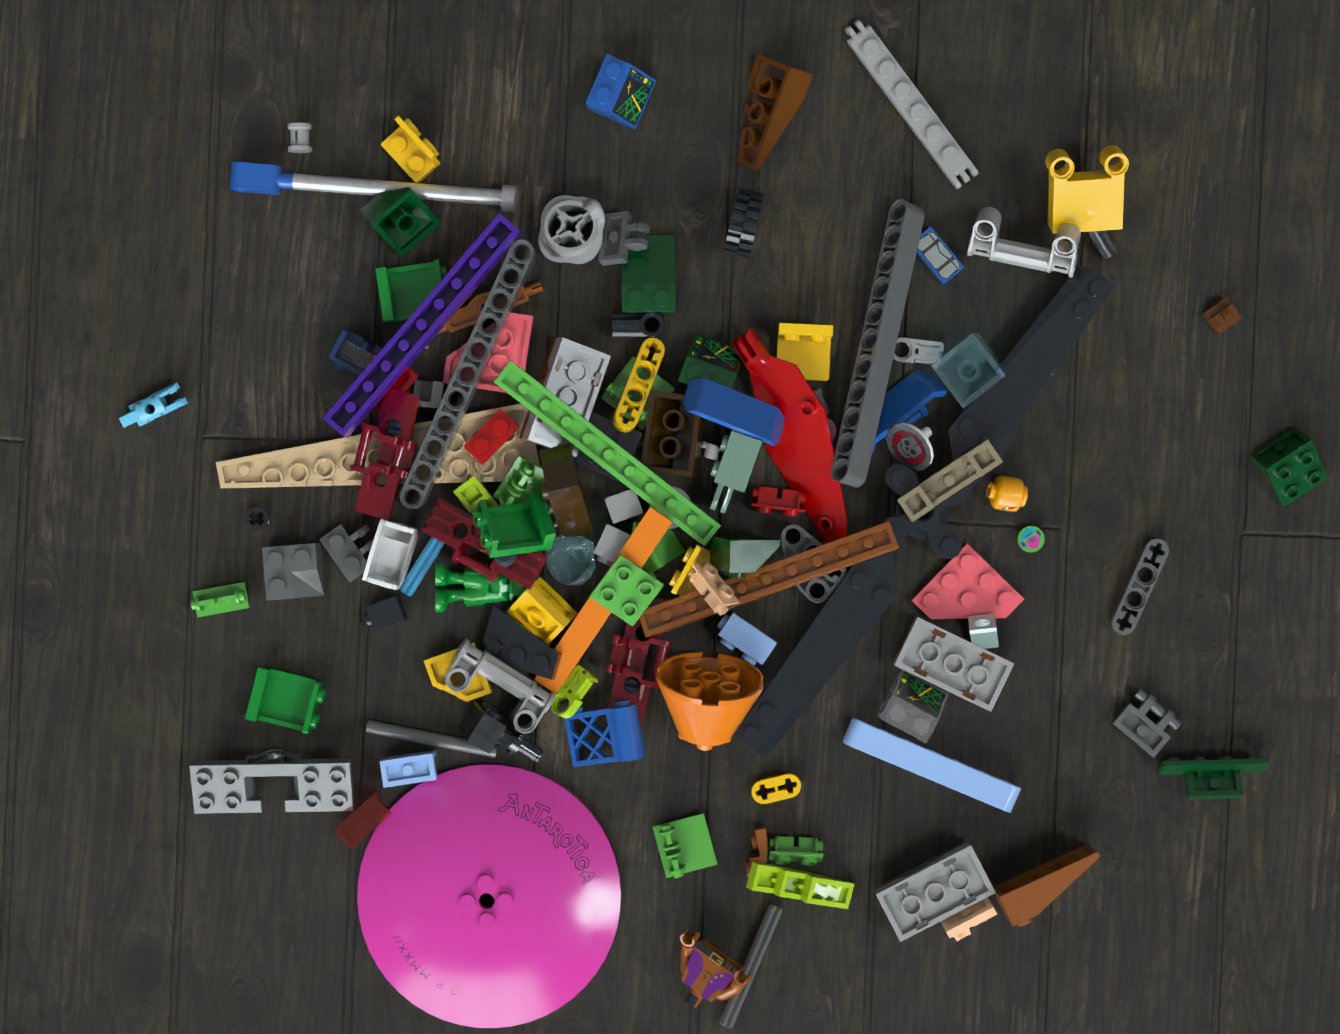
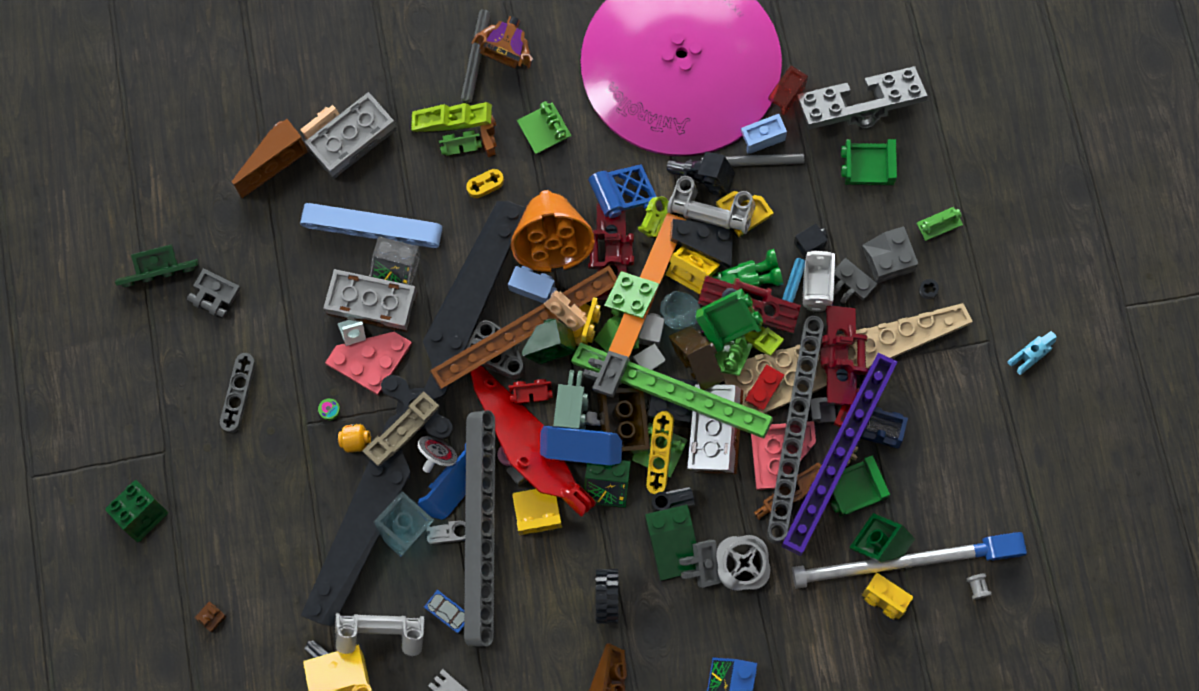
camera: 170 degrees right, 15 degrees down
(676, 492) = (610, 374): none -> dark grey hinge

